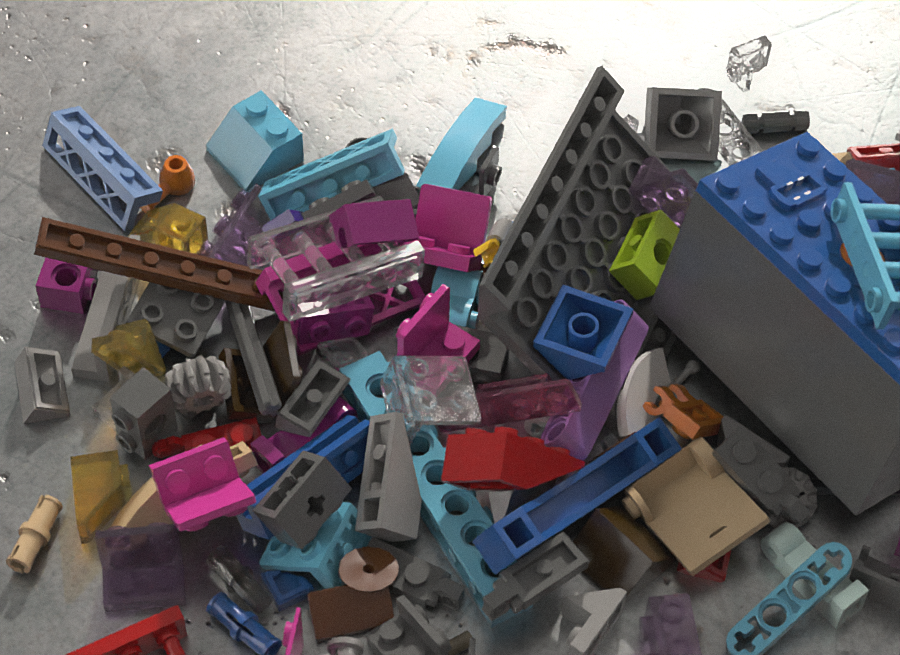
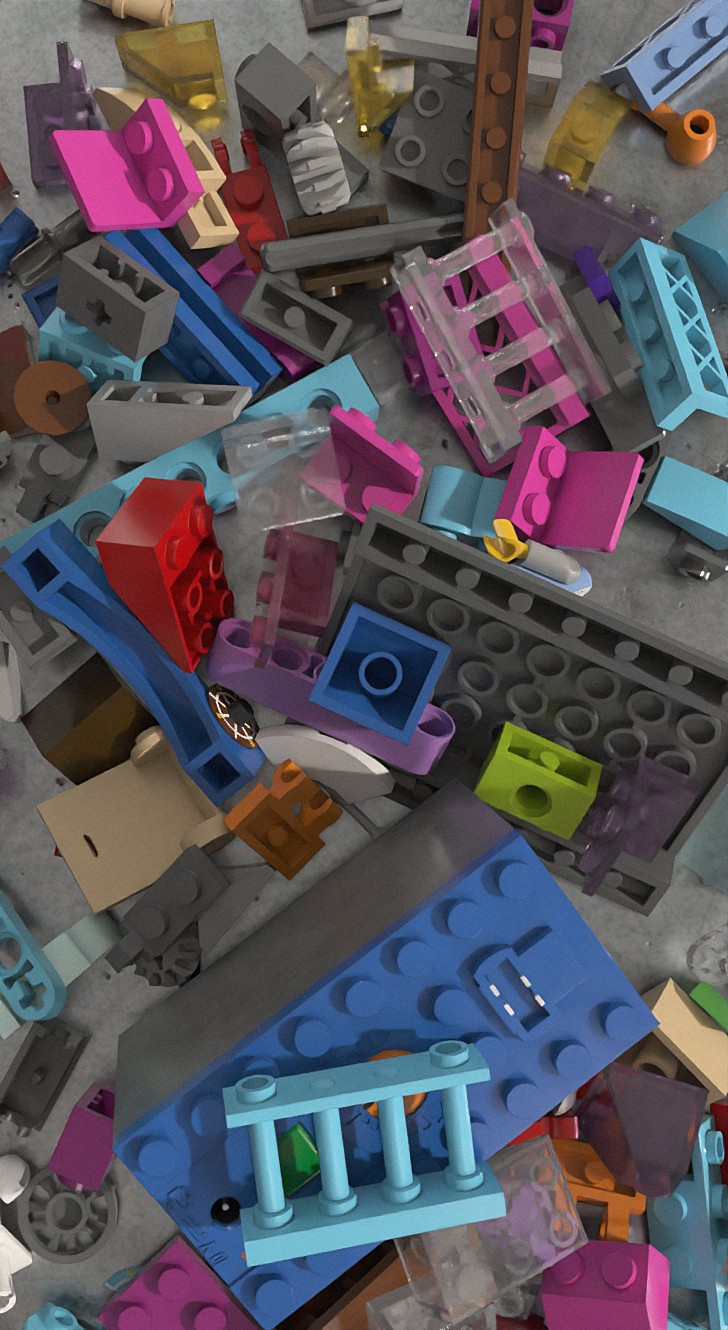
camera: 85 degrees right, 30 degrees up
(374, 223) = (545, 379): magenta hinge -> none

